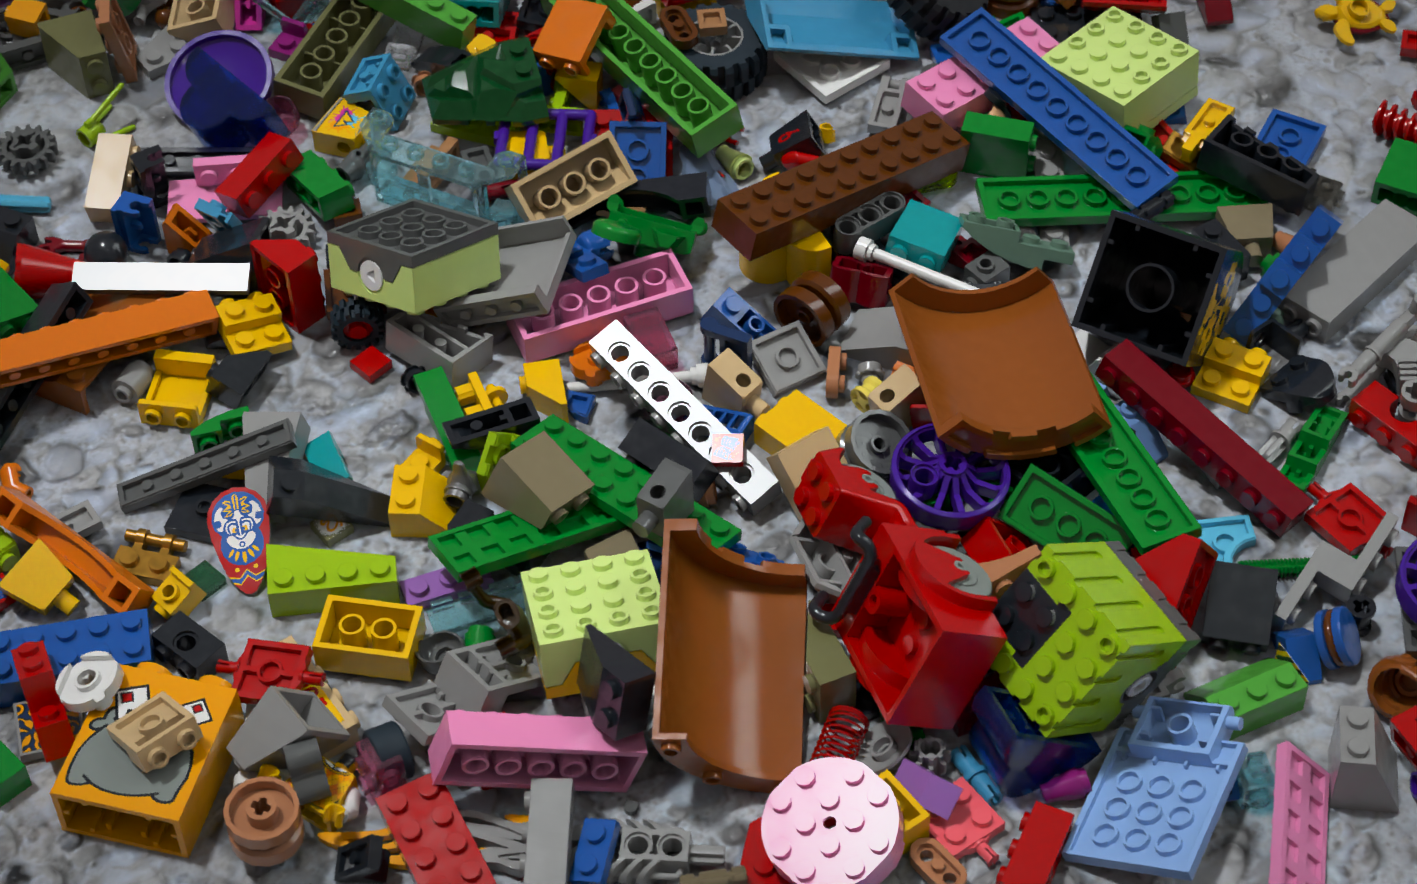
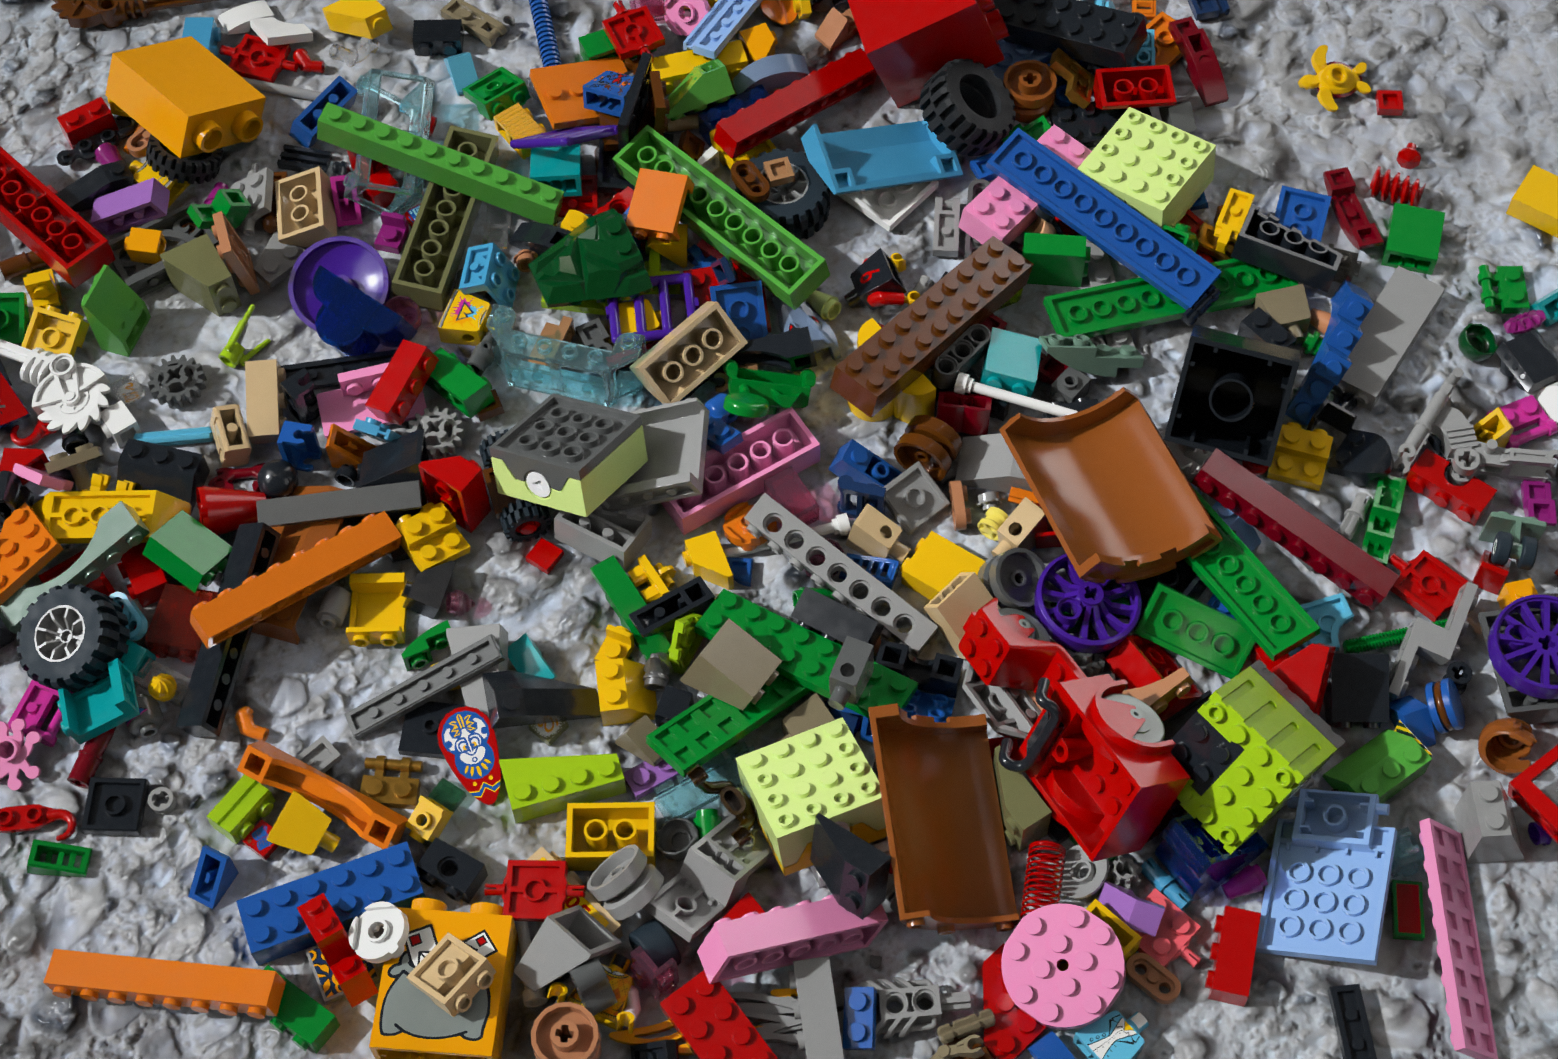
camera: 10 degrees left, 10 degrees up
(67, 205) = (230, 435): none -> tan brick
(267, 396) = (458, 603): none -> clear pink plate
(370, 678) = (625, 882): none -> light grey wheel
(407, 378) = (584, 564): black plate -> none
(417, 552) = (634, 741): none -> dark tan slope
(728, 450) = (889, 605): tile -> none
(761, 533) = (934, 676): none -> black arch
(1249, 842) = (1407, 910): none -> tile
(1344, 140) = (1349, 211): none -> dark red slope

